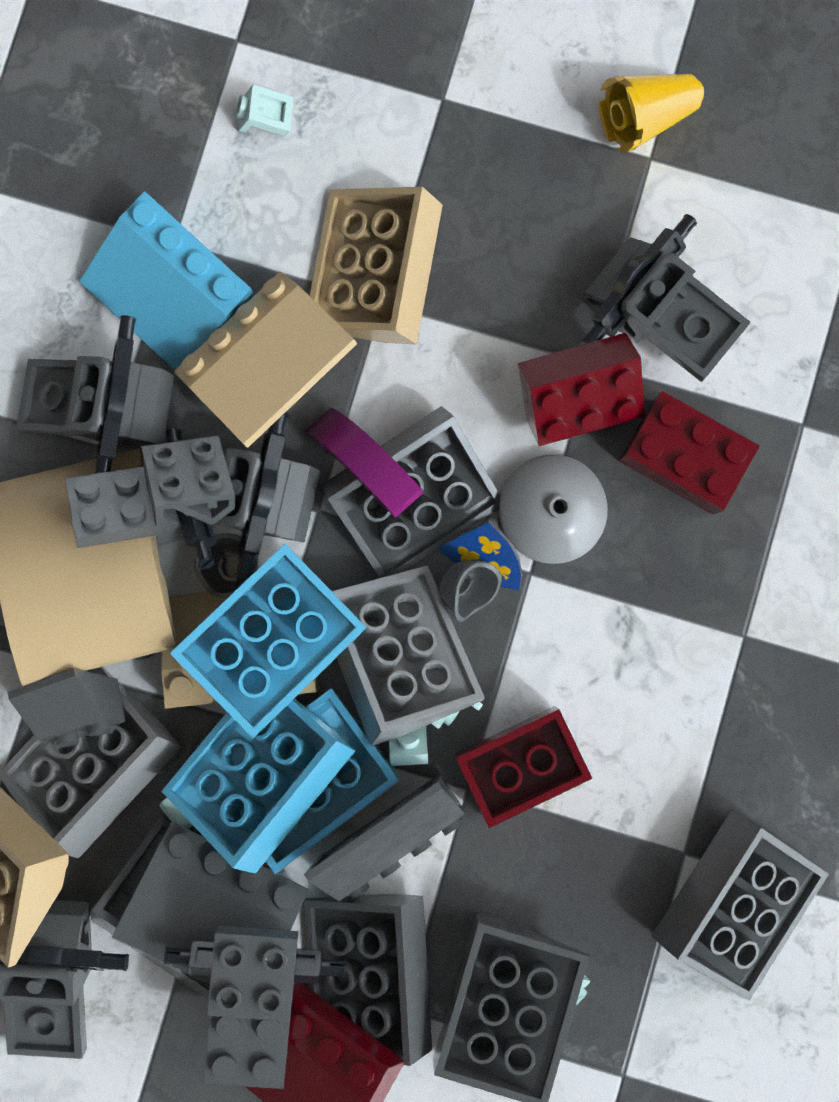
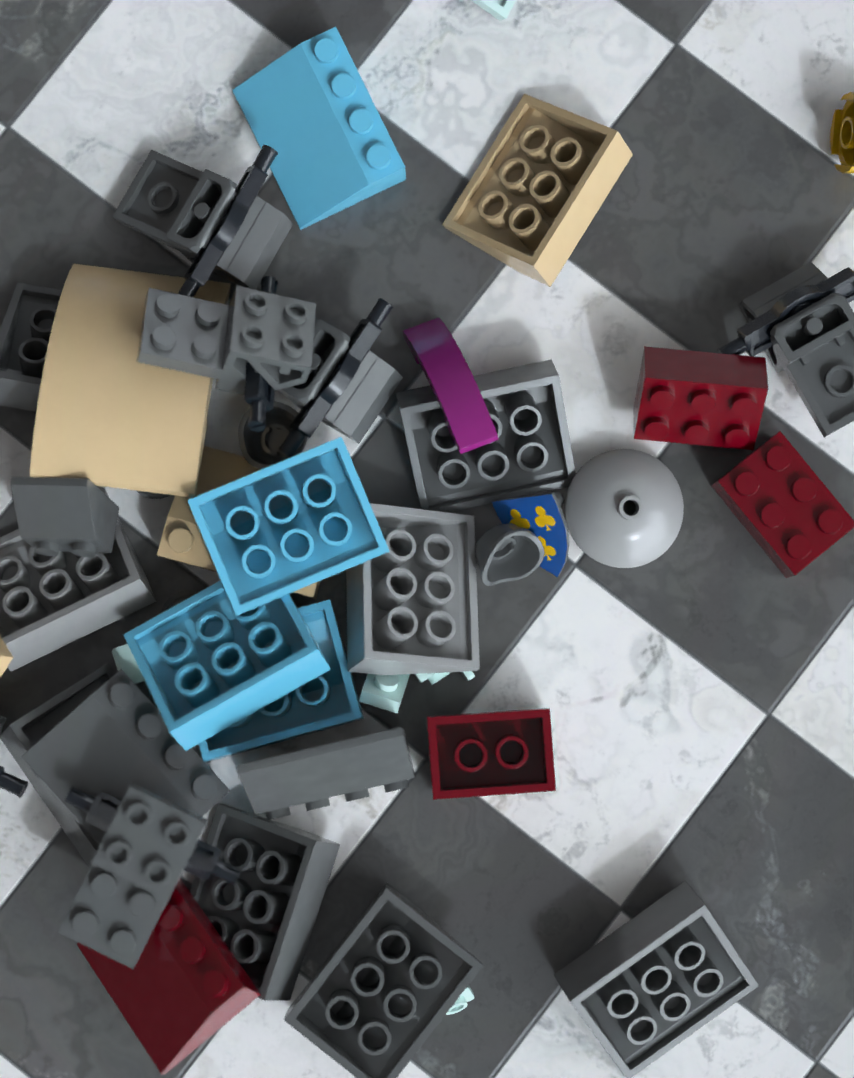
camera: 20 degrees right, 0 degrees up
(265, 358) = (391, 243): tan slope -> none

